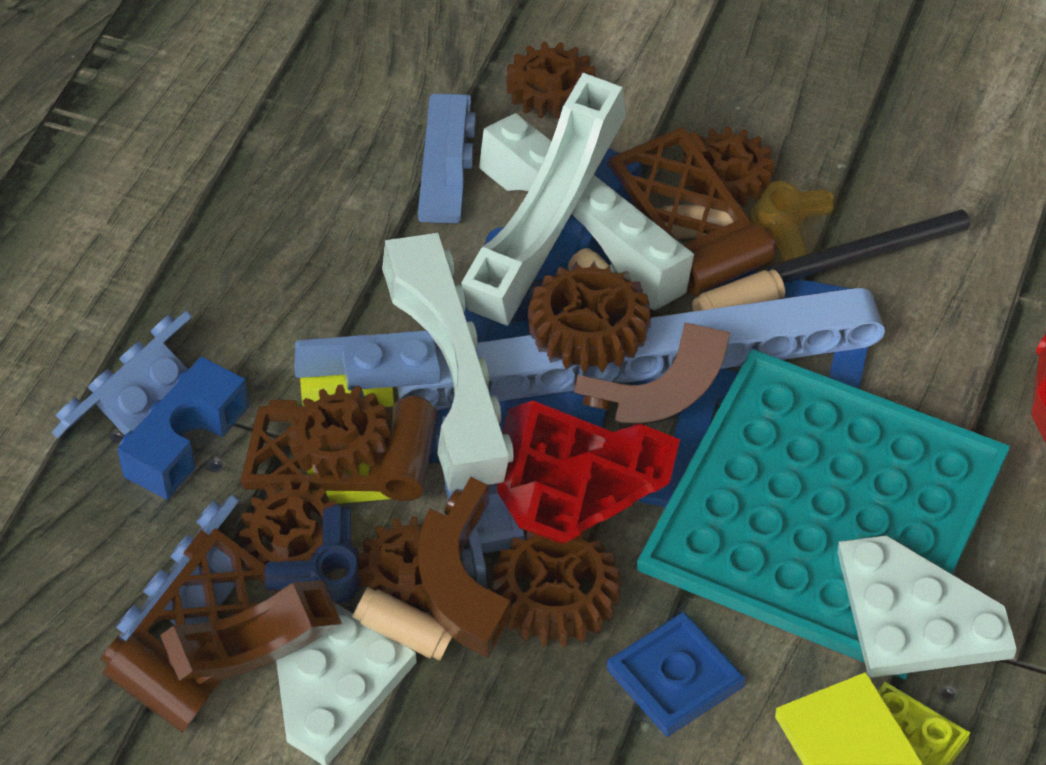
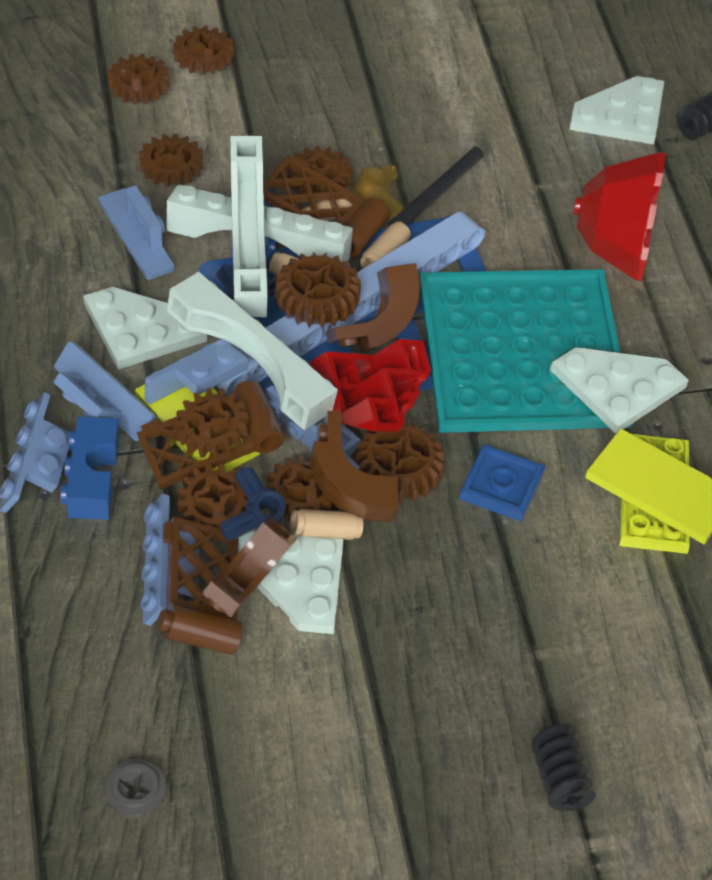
camera: 35 degrees left, 0 degrees up
(252, 335) = (98, 392): none -> medium blue bracket
(349, 273) = (137, 326): none -> light aqua plate

